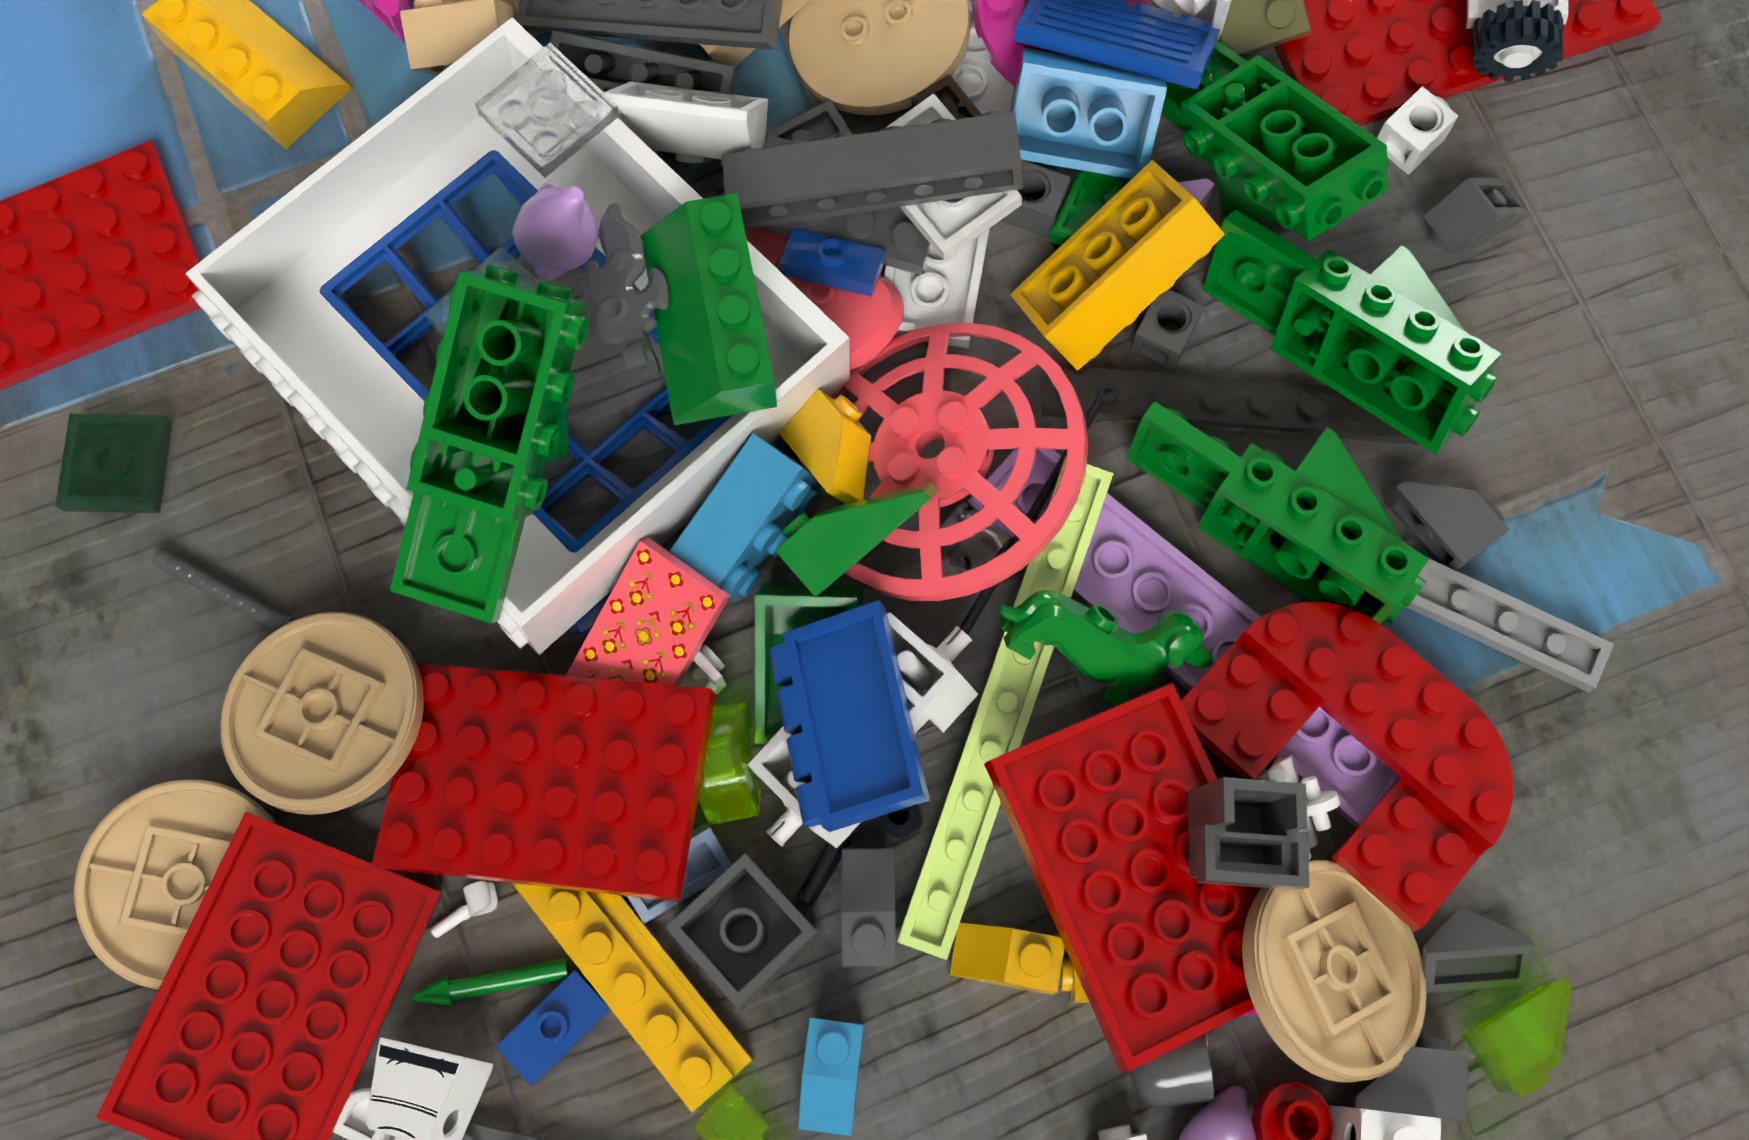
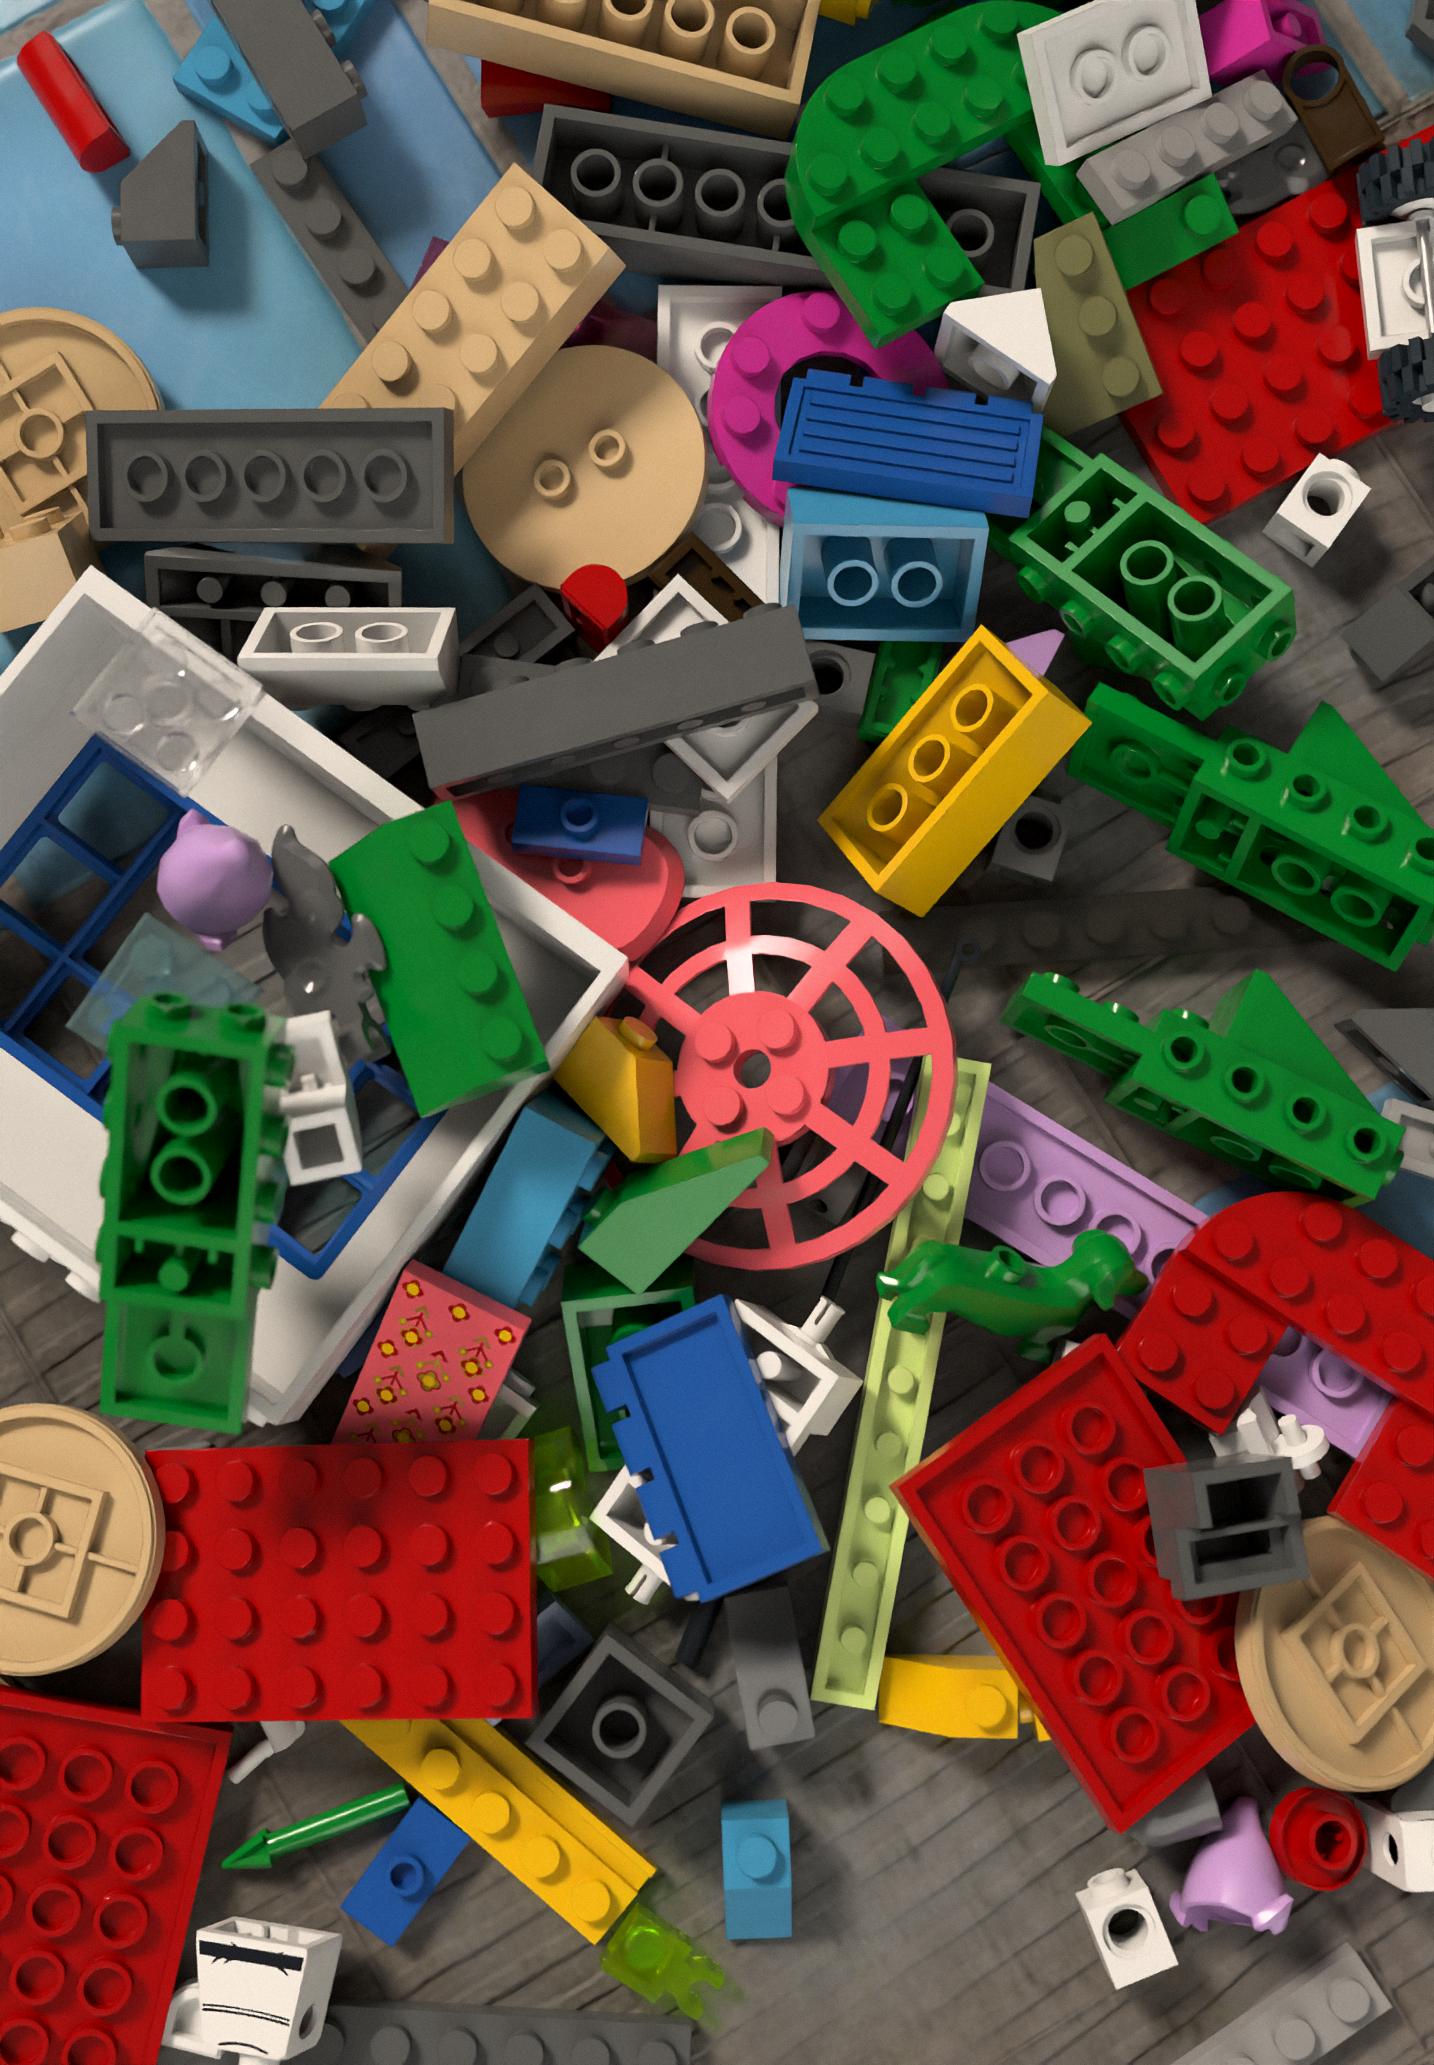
camera: 15 degrees left, 10 degrees up
(600, 390) = (320, 1104): none -> white brick
(869, 105) = (596, 604): none -> red brick

